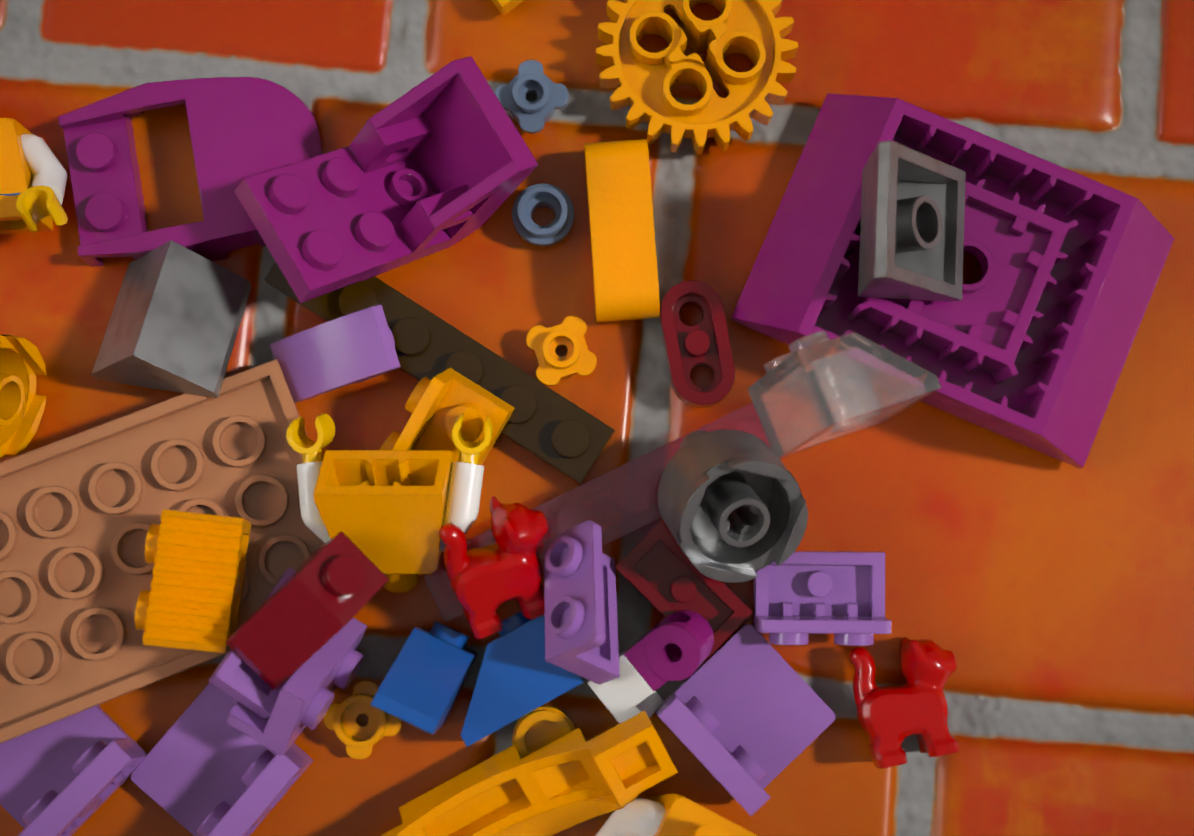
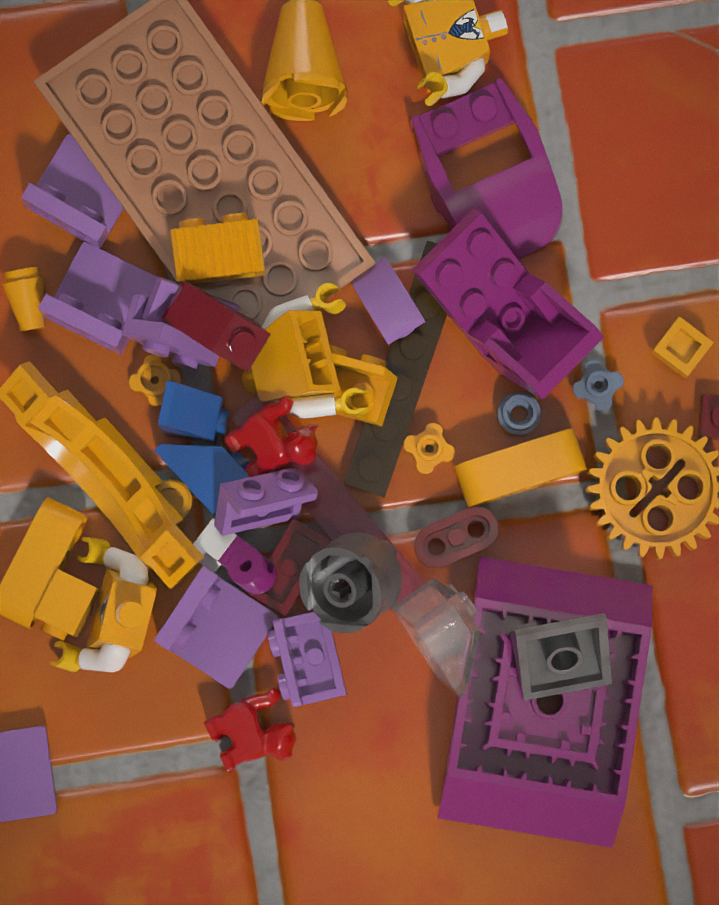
camera: 75 degrees right, 0 degrees up
(173, 323) = (382, 190): flat silver slope -> none

